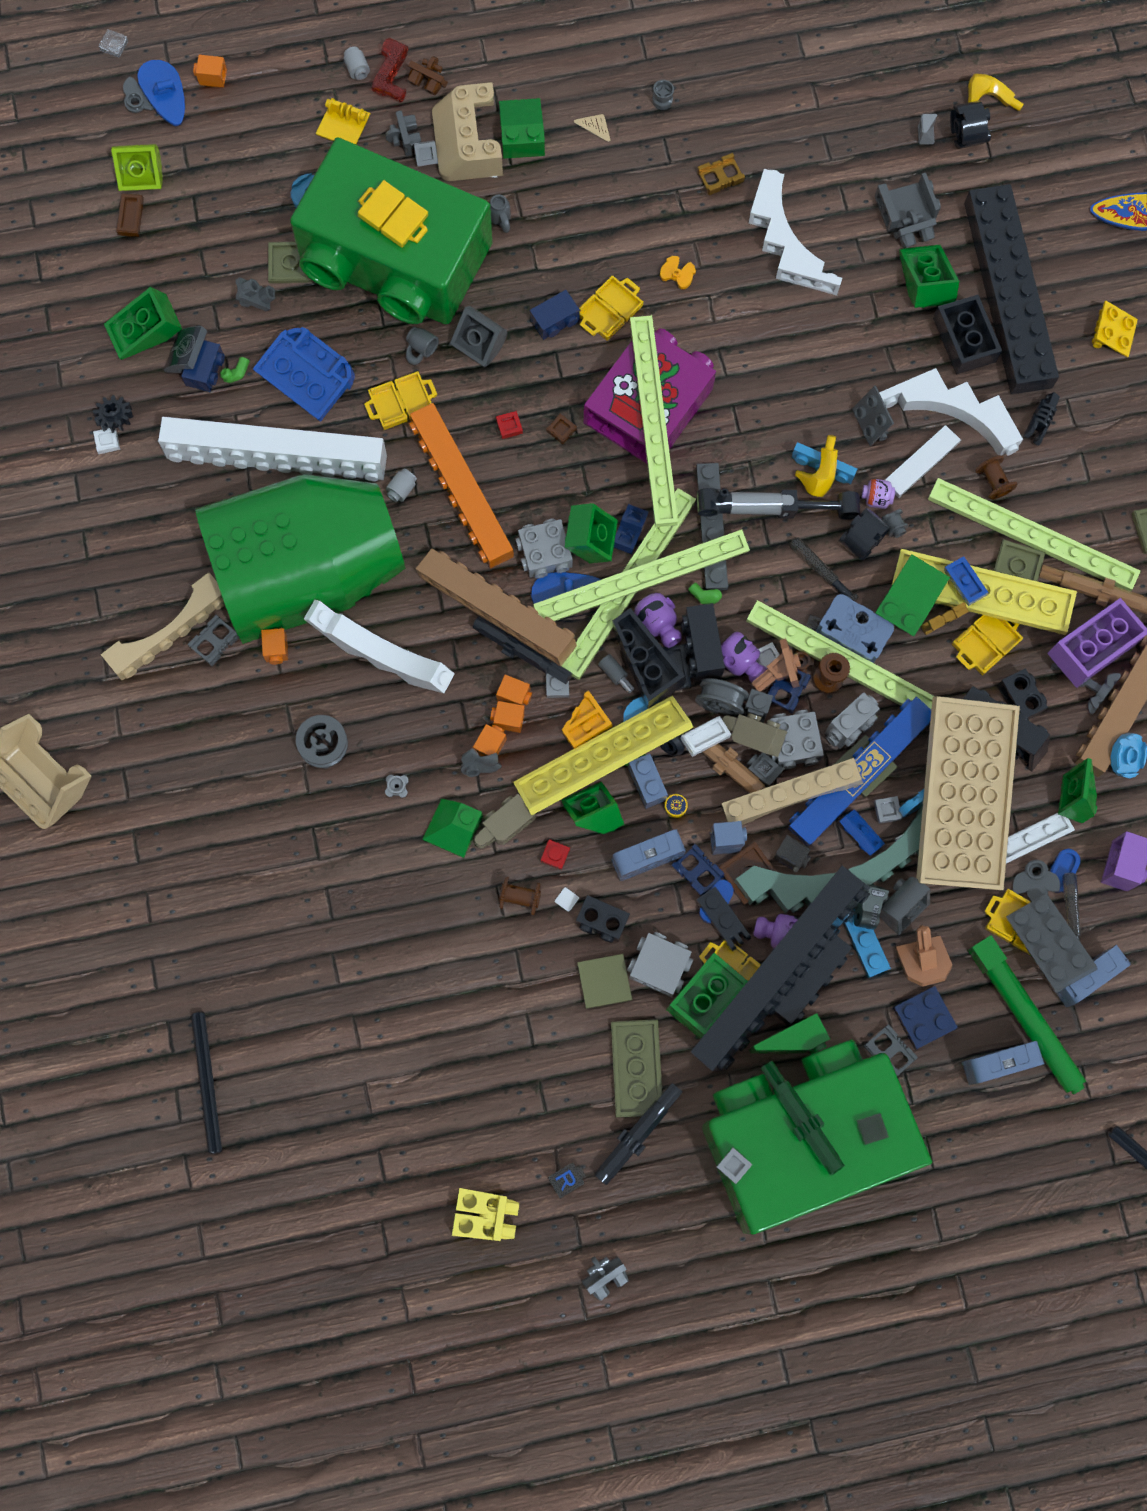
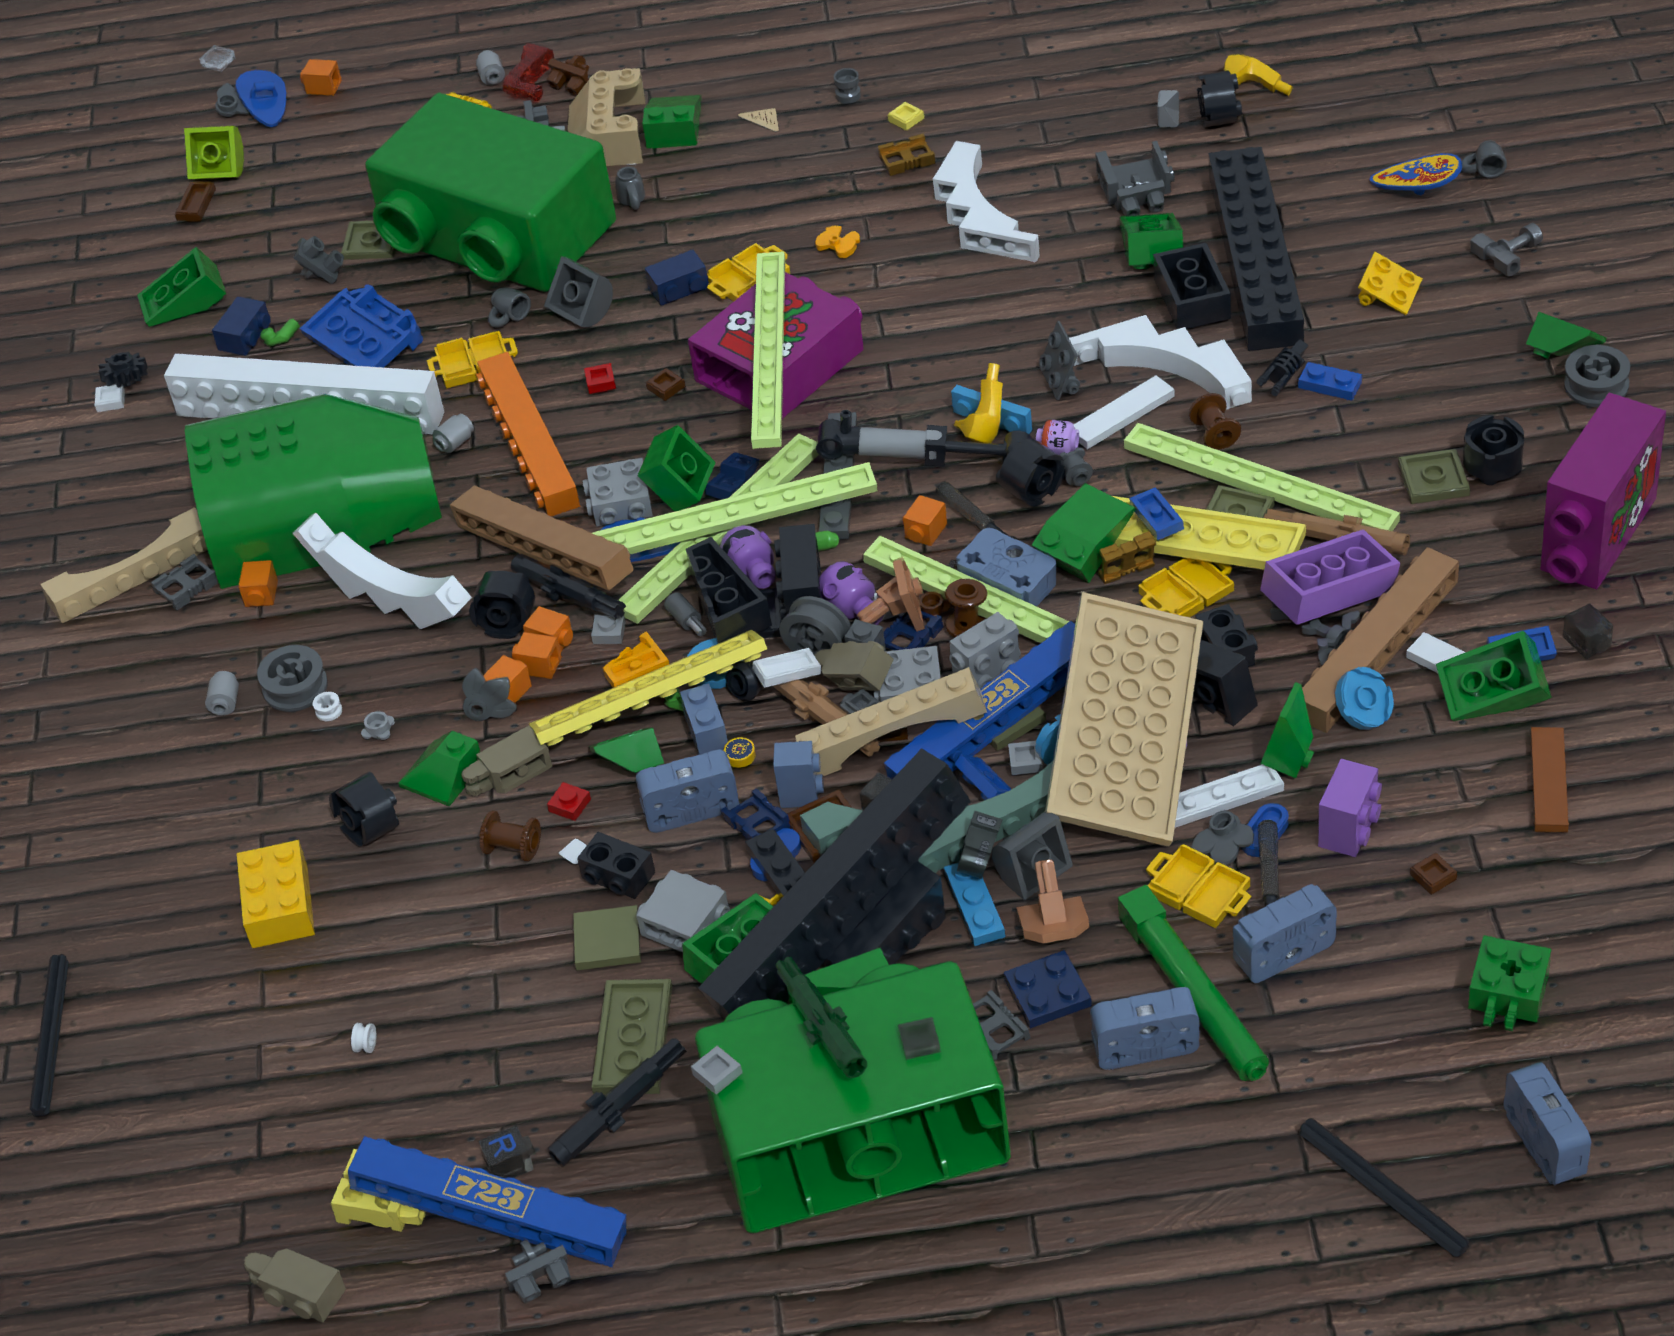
camera: 15 degrees right, 30 degrees down
(185, 349) = (224, 307): slope -> none
(269, 757) = (222, 693): none -> light grey brick
(348, 760) = (330, 713): none -> white bush
(352, 953) = (275, 894): none -> yellow brick
(393, 214) = (484, 150): yellow piece -> none
(406, 876) = (364, 809): none -> black brick
(437, 1295) = (296, 1282): none -> dark tan hinge
(443, 1080) = (363, 1037): none -> white bush
(475, 670) = (502, 603): none -> black brick
(564, 1230) = (487, 1200): none -> blue brick
(714, 128) = (905, 116): none -> light yellow tile
(786, 578) = (925, 520): none -> orange brick
(1051, 943) = (1226, 886): dark grey plate -> none
(1076, 429) = (1330, 381): none -> blue plate

